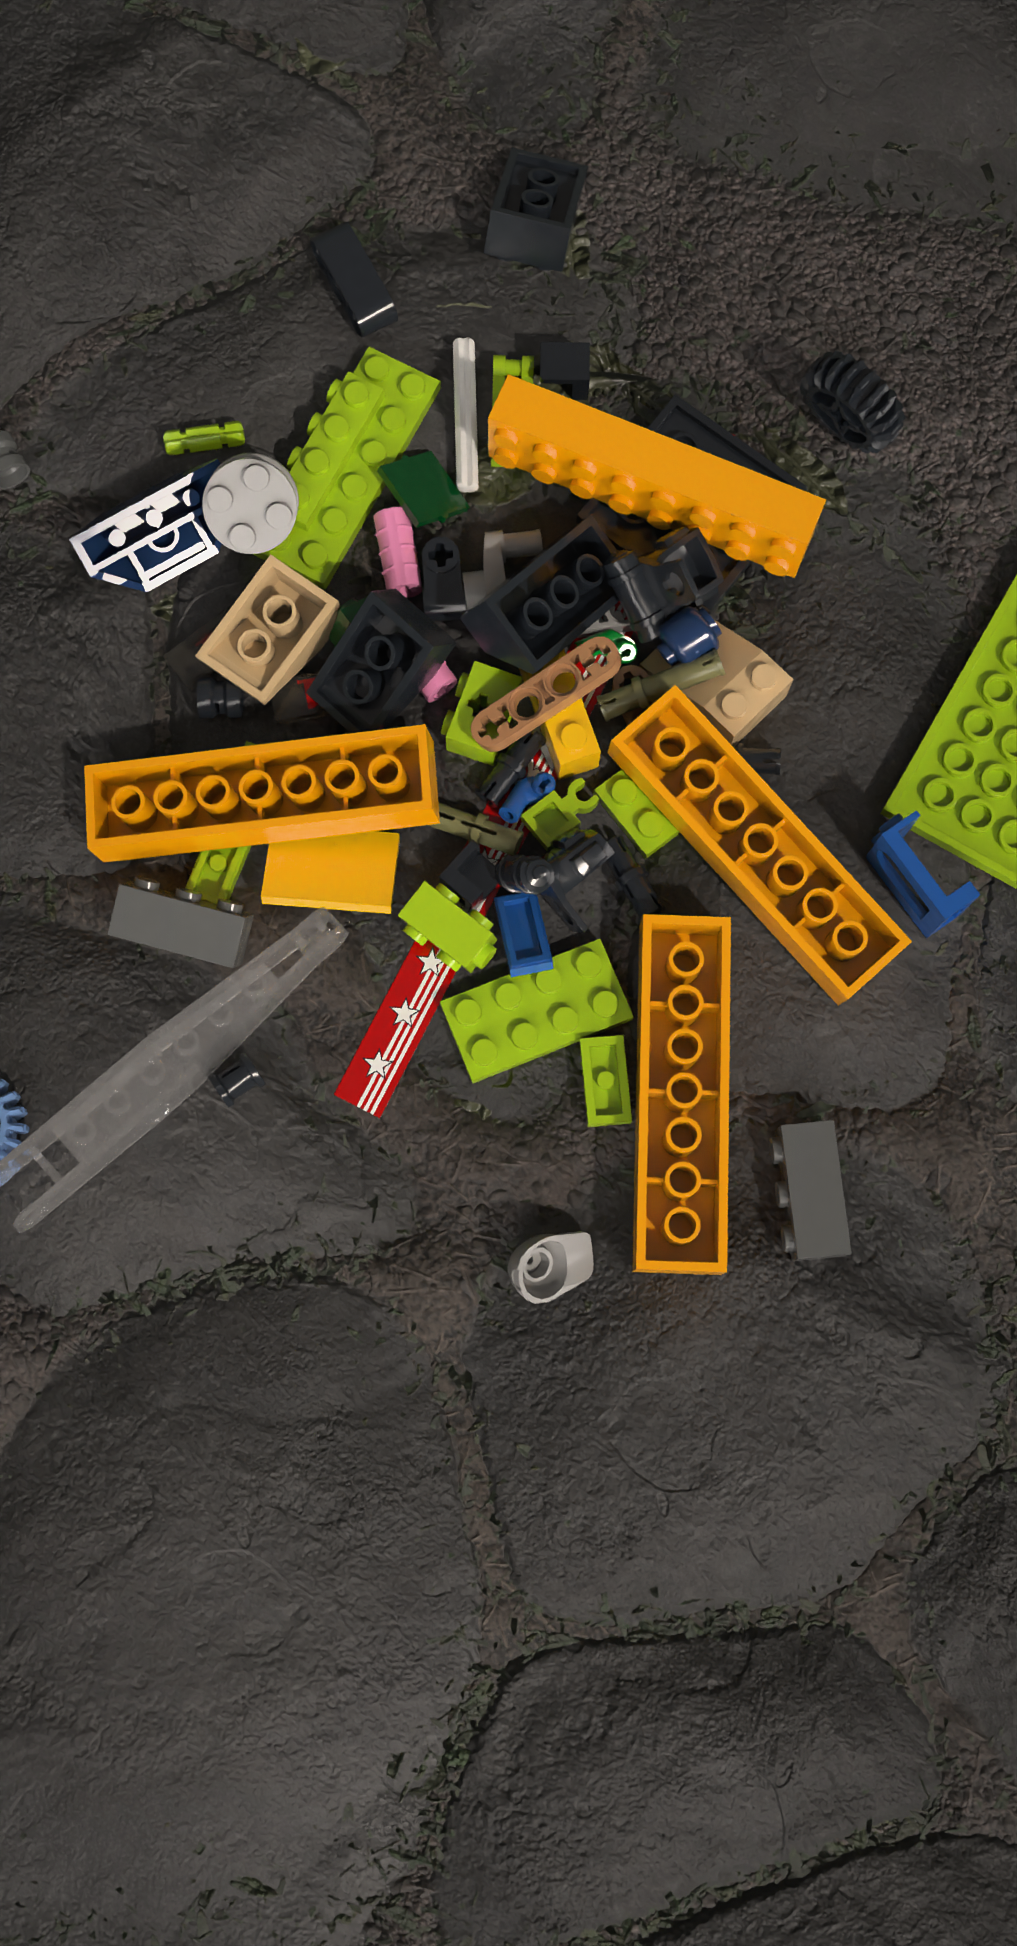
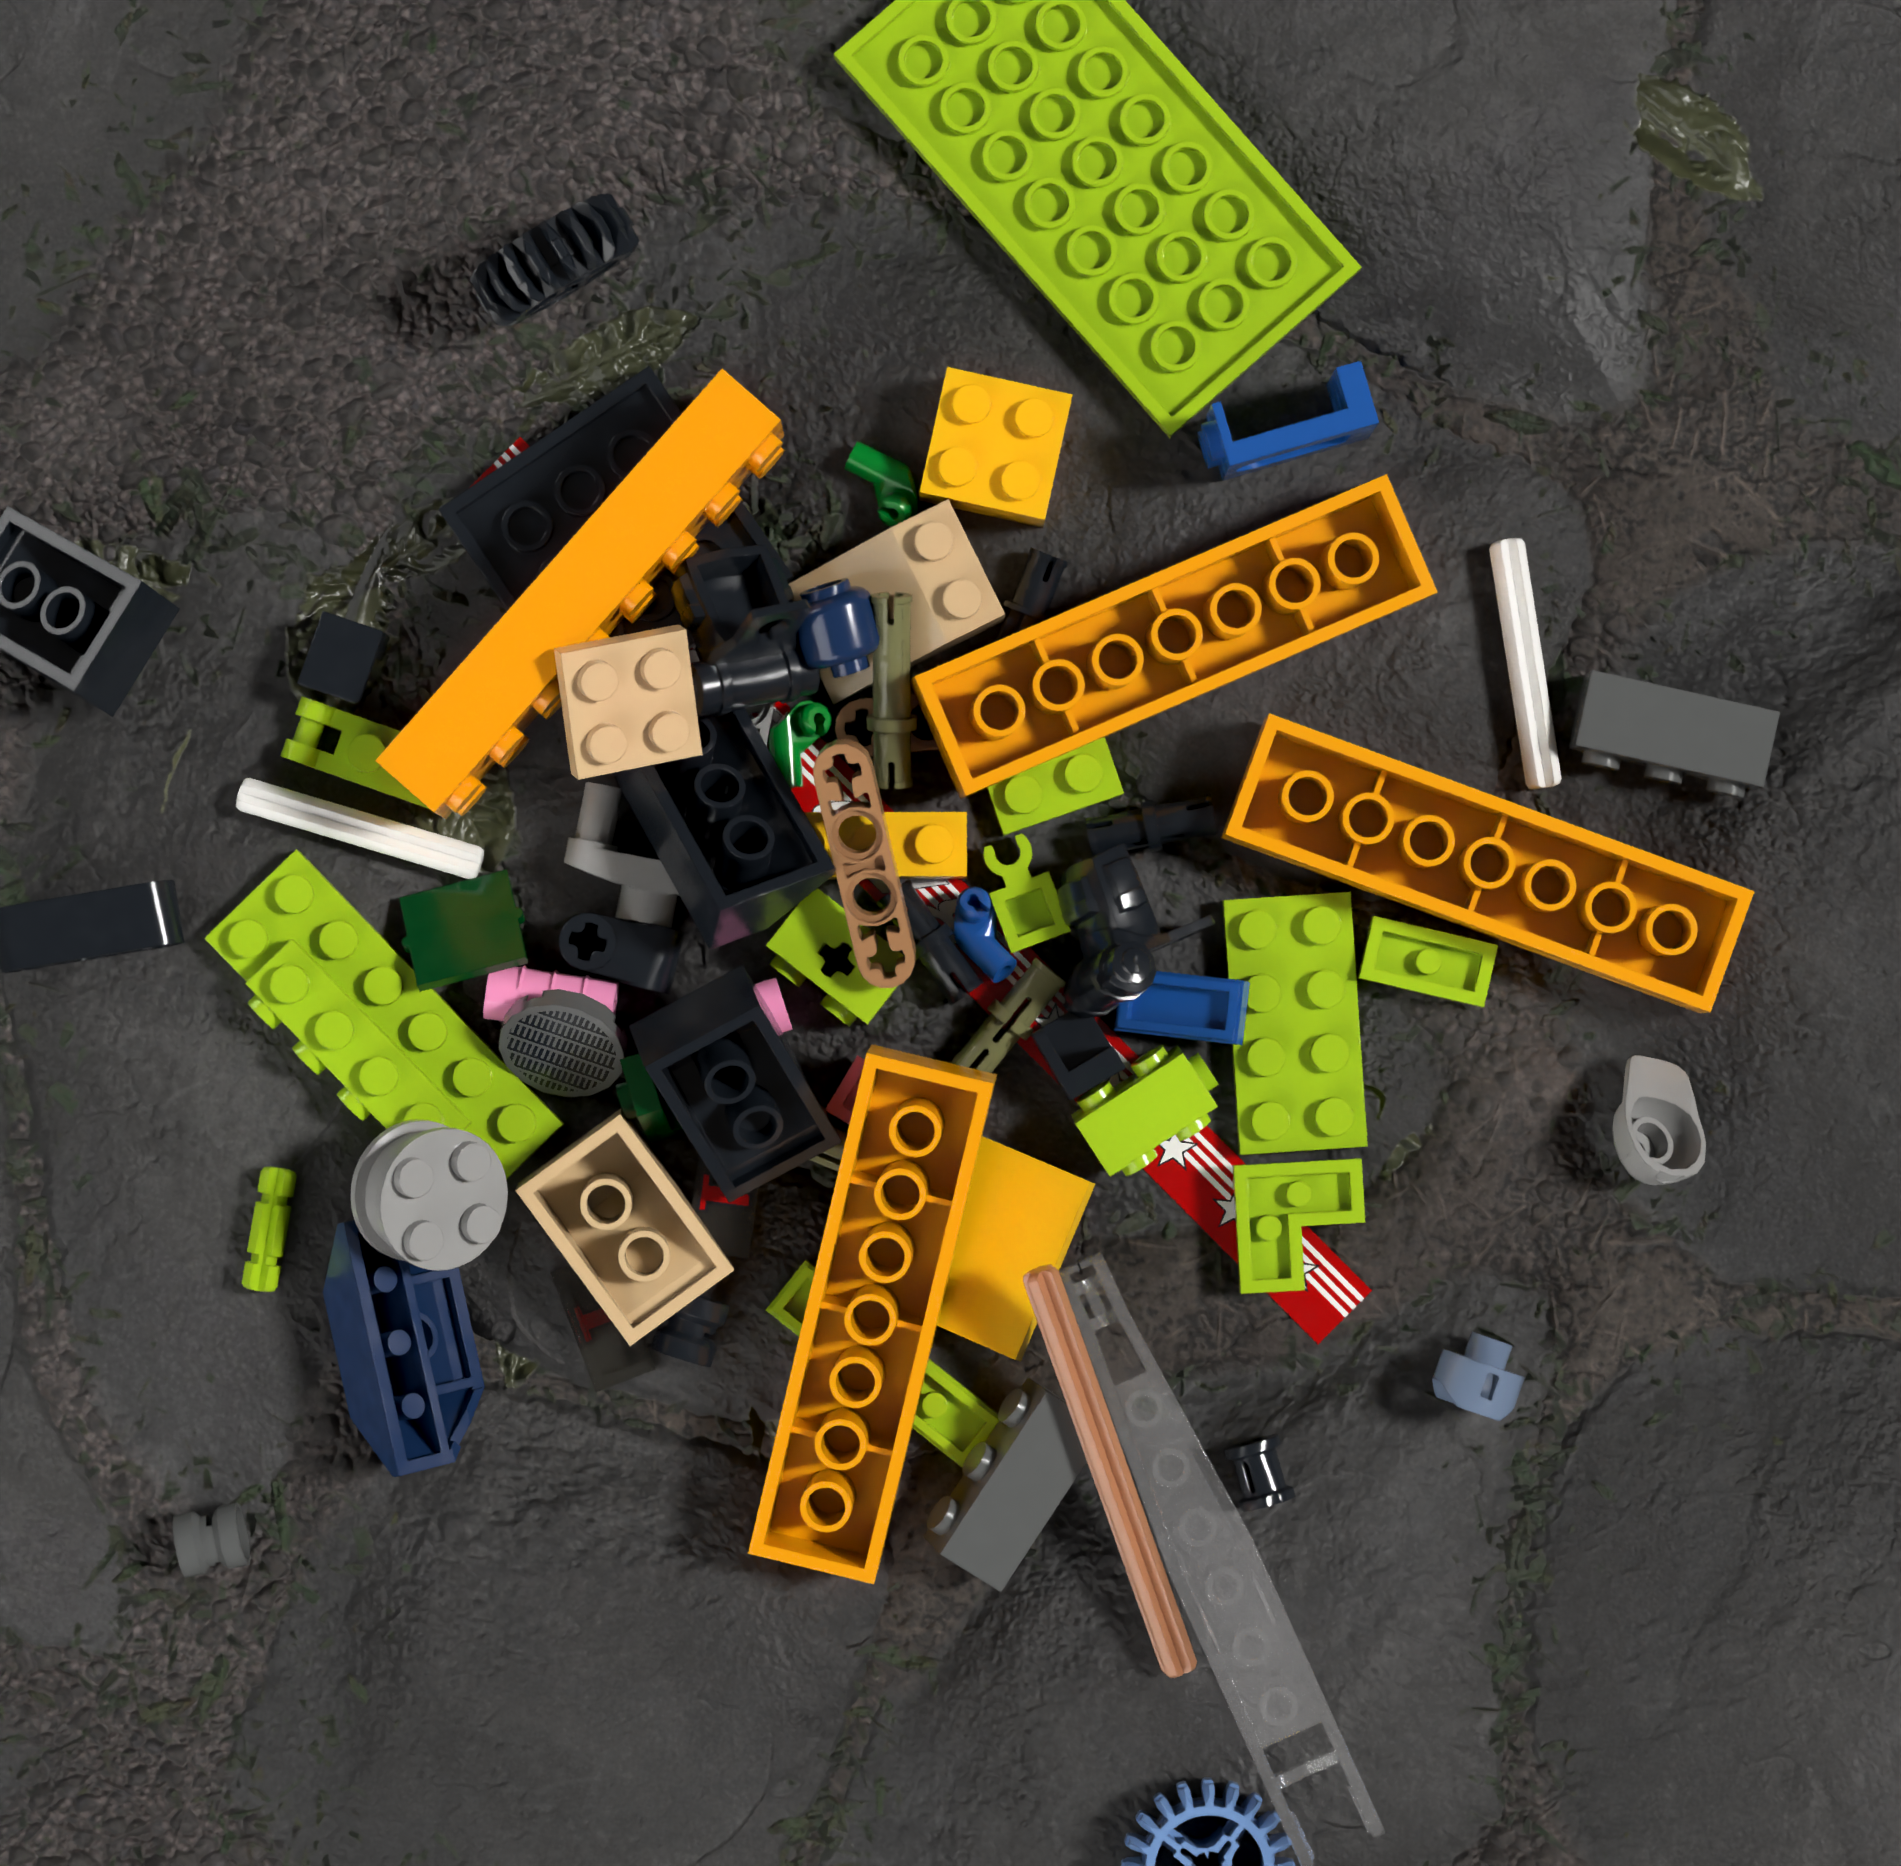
camera: 80 degrees left, 10 degrees up
(211, 971) = (1109, 1470): none -> nougat axle
(342, 1215) = (1478, 1378): none -> sand blue piece
(372, 559) = (563, 1043): none -> tile
(412, 1033) = (1273, 1206): none -> lime plate
(597, 513) = (628, 701): none -> tan plate
(793, 651) = (891, 482): none -> green arm
(820, 1082) = (1525, 663): none -> white axle
(836, 705) = (995, 447): none -> yellow brick

